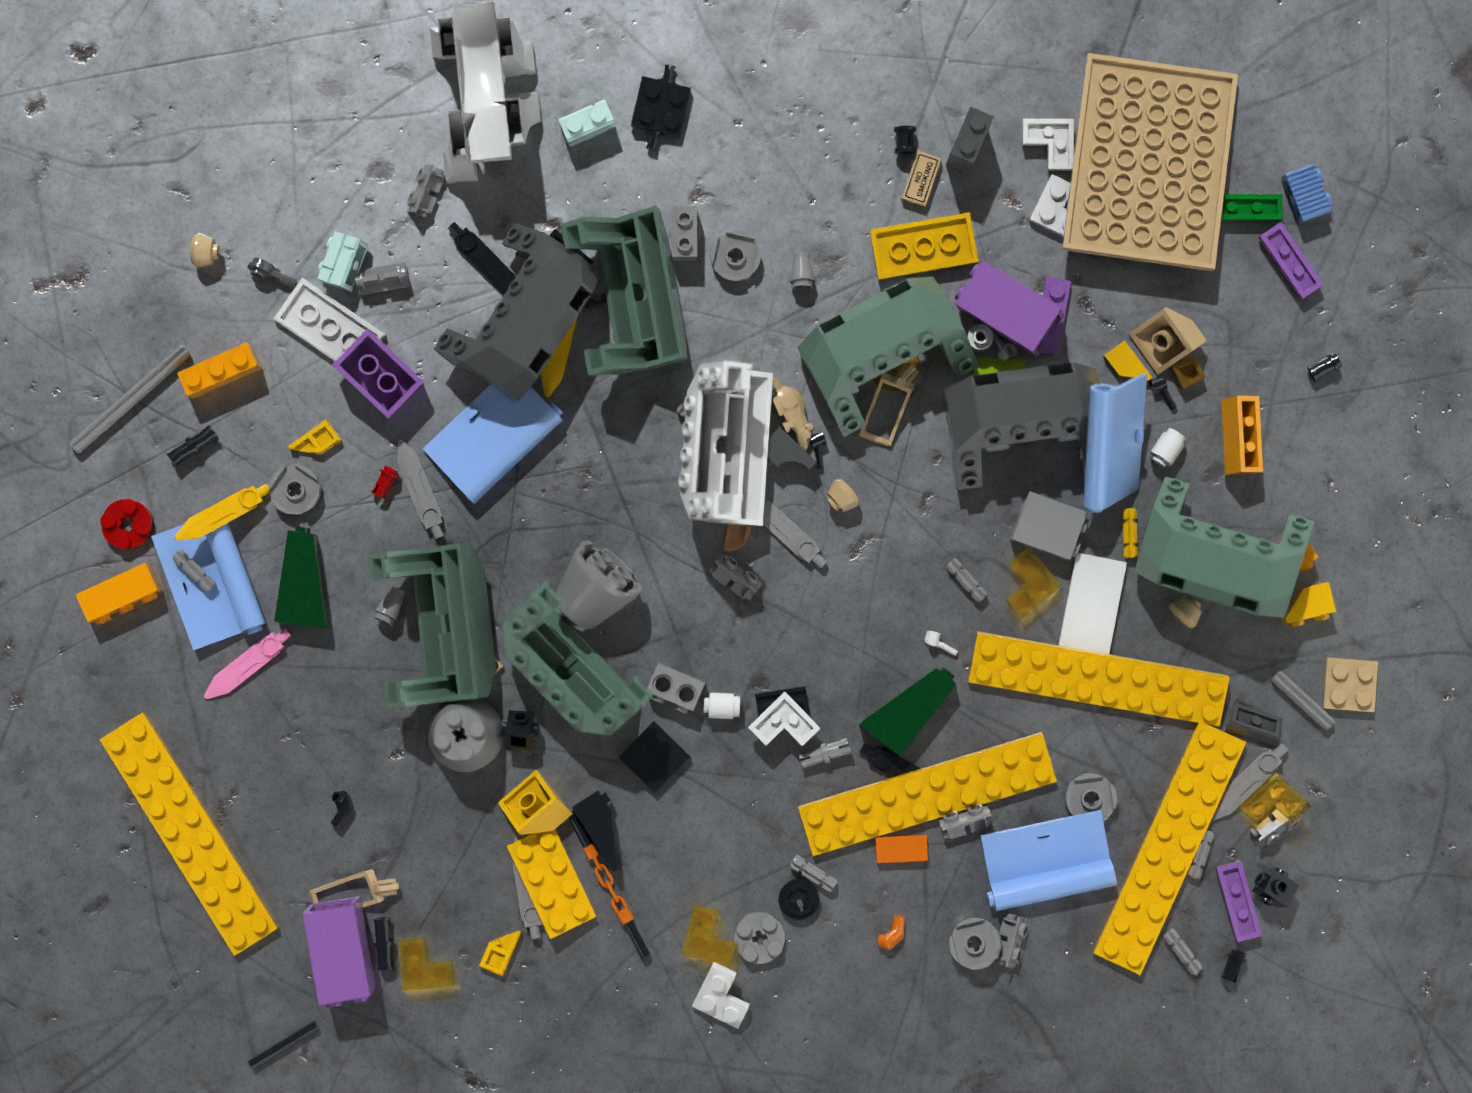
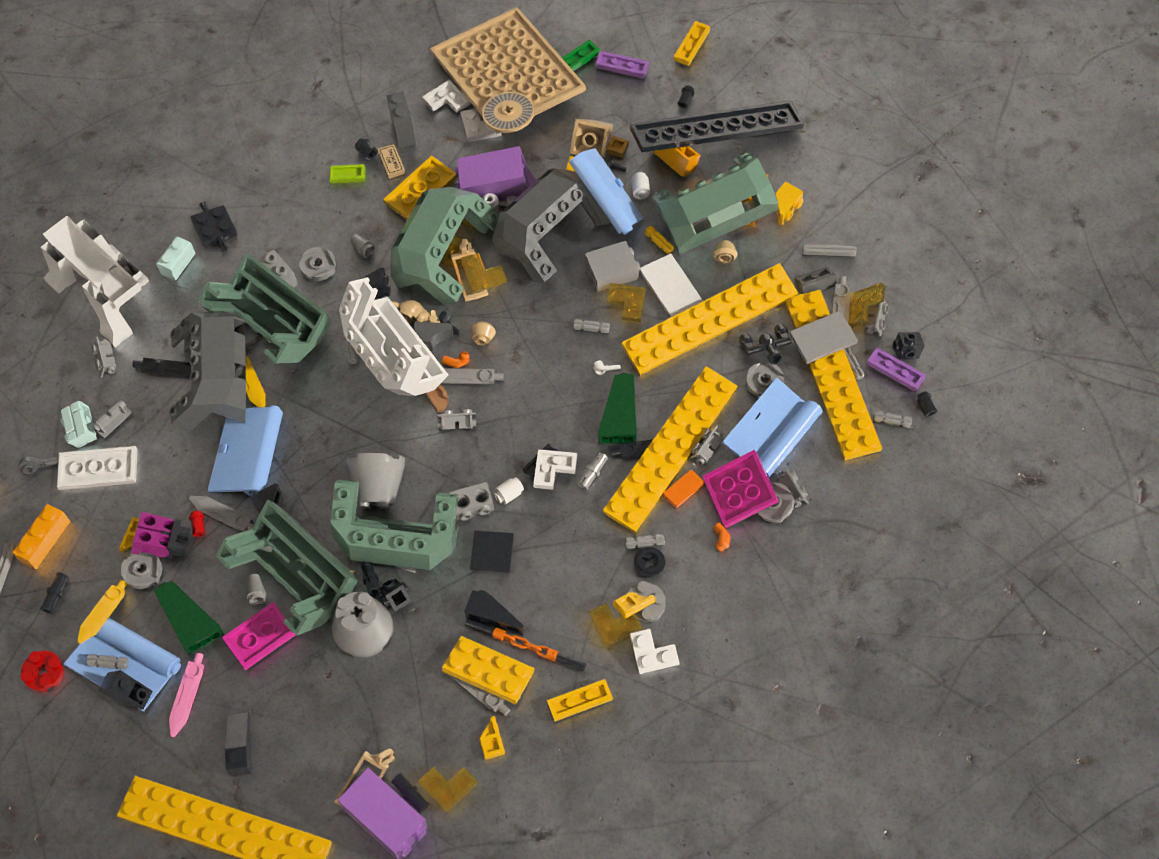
camera: 40 degrees left, 25 degrees down
(119, 593) = (65, 713): light orange brick -> none
(189, 620) = (125, 689): none -> black slope
(260, 759) = (238, 745): none -> black slope
(334, 472) = (159, 536): none -> magenta hips
(344, 808) = (317, 731): black arm -> none
(358, 660) = (258, 636): none -> dark pink plate
(377, 373) = (145, 463): medium lavender brick -> none
(468, 517) = (271, 493): none -> black slope
(508, 693) = (370, 579): none -> black pin
(534, 806) = (441, 630): yellow slope -> none
(613, 985) = (579, 700): none -> yellow plate
(740, 934) = (632, 603): none -> yellow tile
(773, 344) = (380, 281): none -> black slope
(791, 507) = (458, 362): none -> orange arm
(859, 155) = (347, 173): none -> lime tile
(893, 422) = (479, 277): none -> clear yellow plate
(953, 902) = (740, 488): none -> dark pink plate
(1113, 229) = (496, 110): none -> piece
(1130, 760) = (767, 343): none -> black piece
(1193, 805) = (823, 337): none -> light grey tile
(1307, 193) = (601, 31): medium blue brick -> none
(1315, 449) = (716, 126): none -> black plate
(1349, 684) = (845, 225): tan plate -> none
(1397, 297) = (692, 43): none -> yellow plate

